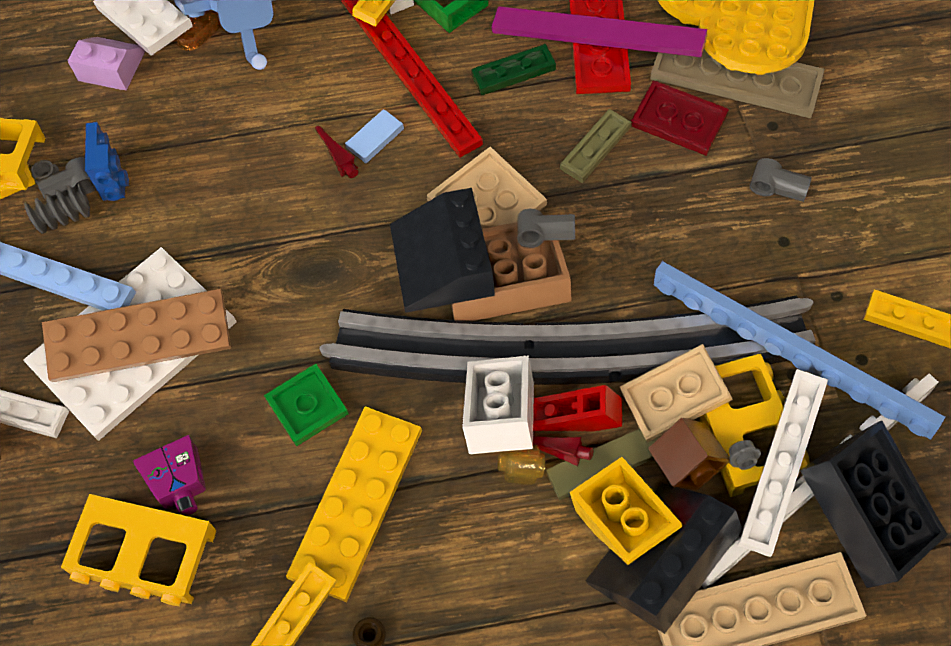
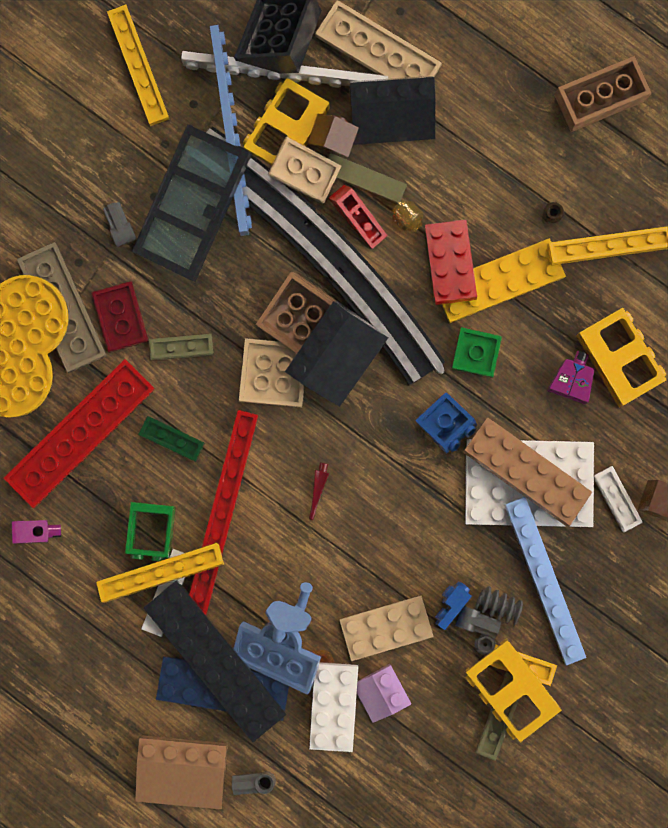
camera: 140 degrees left, 20 degrees up
(155, 109) = (386, 628): none -> tan plate
(268, 310) = (447, 423): none -> blue plate
(374, 136) = (288, 478): light blue tile -> none
(425, 461) = (450, 262): none -> plate
(499, 405) = (392, 247): white brick -> none
(535, 227) = (274, 315): dark grey piece -> none
(565, 448) = (380, 199): dark red piece -> none
(600, 31) = (105, 407): magenta tile -> none
(623, 511) = (392, 137): yellow slope -> none
(742, 253) = (191, 202): none -> door
(744, 454) = (312, 107): dark grey plate -> none
(783, 463) = (297, 87): white plate -> none

